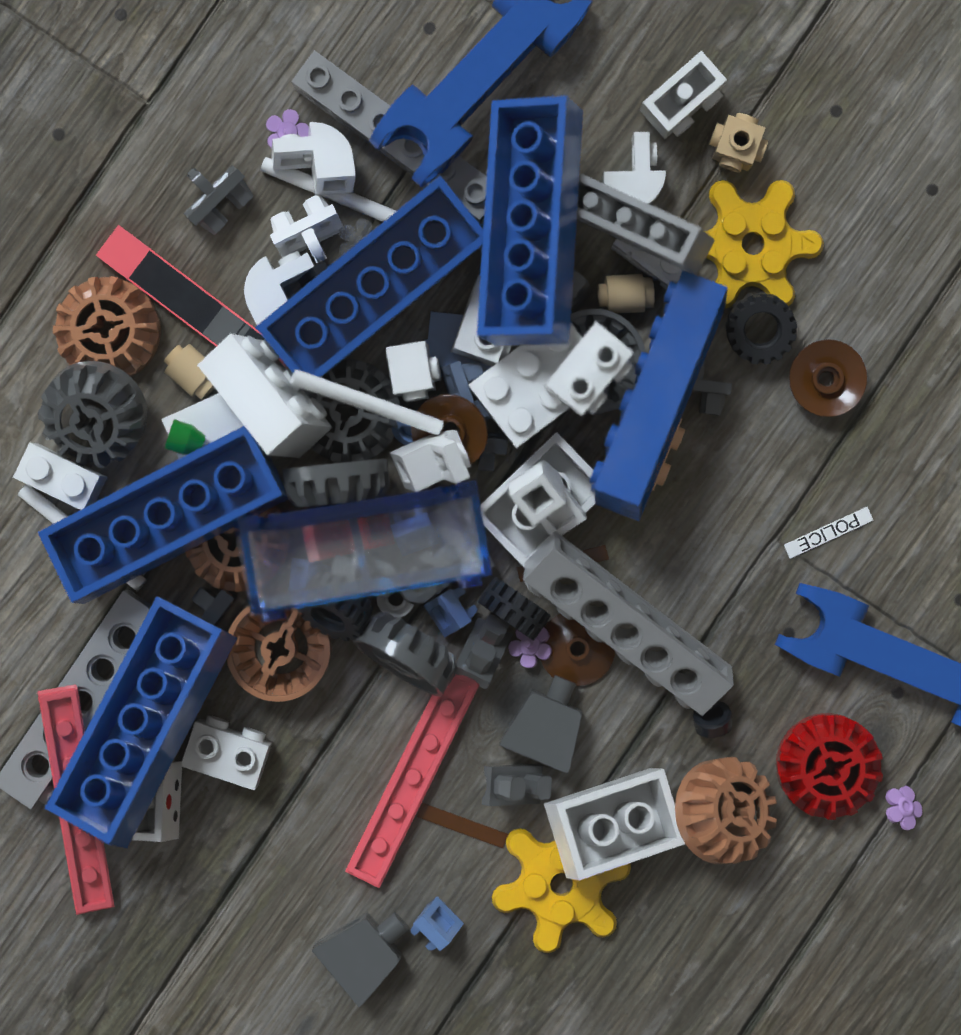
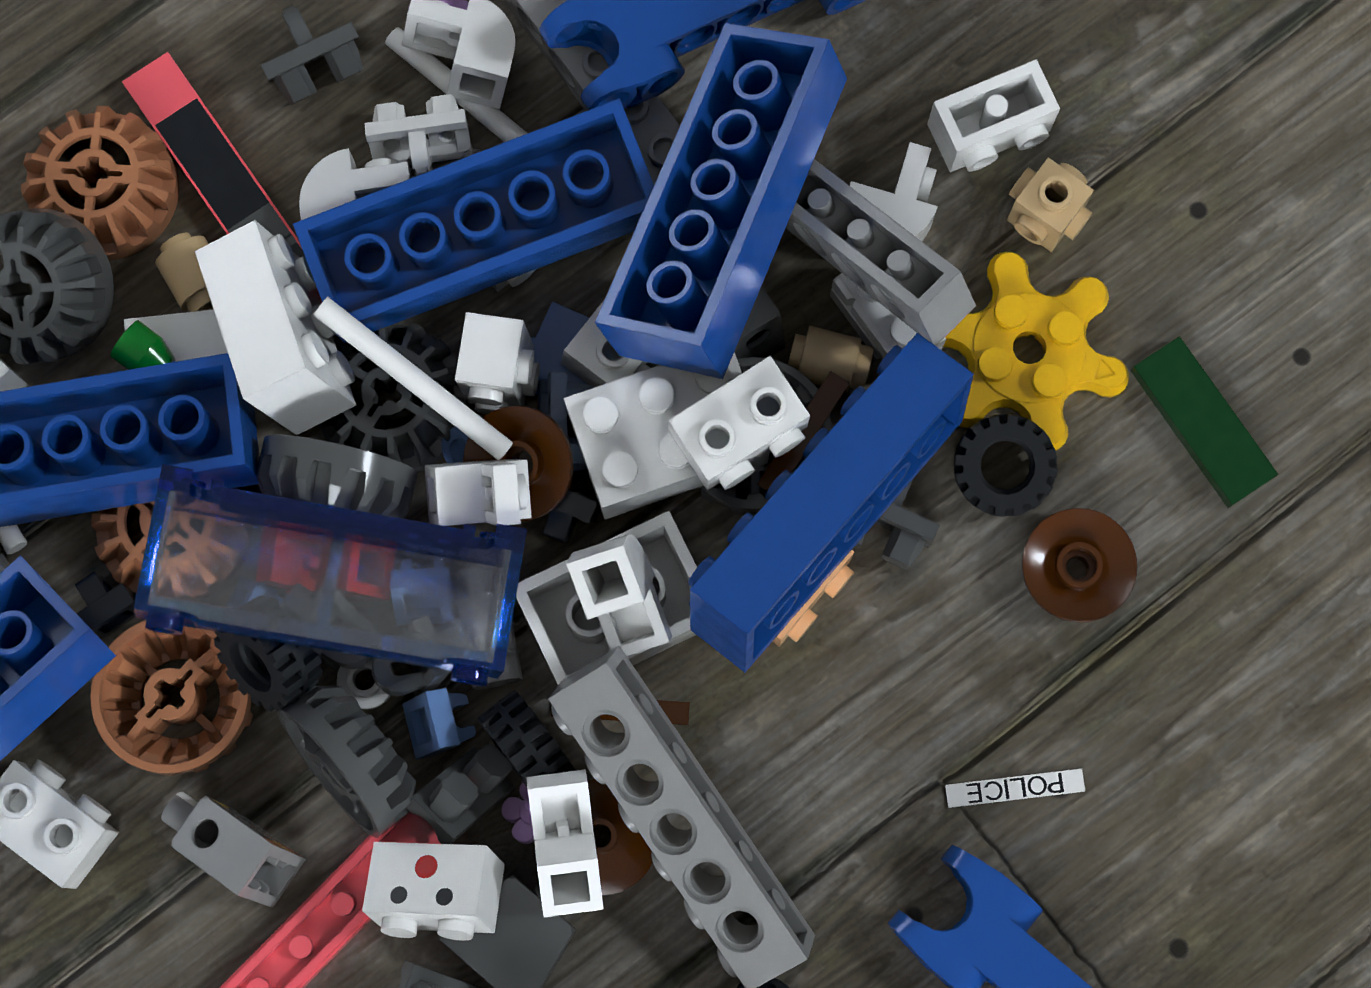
camera: 20 degrees right, 10 degrees down
(363, 734) = (231, 848): none -> light grey torso
(487, 717) = (433, 889): none -> white brick
(560, 663) = (564, 843): none -> white brick
(629, 339) = (819, 410): none -> reddish brown sticker
(880, 255) = (1204, 422): none -> dark green tile

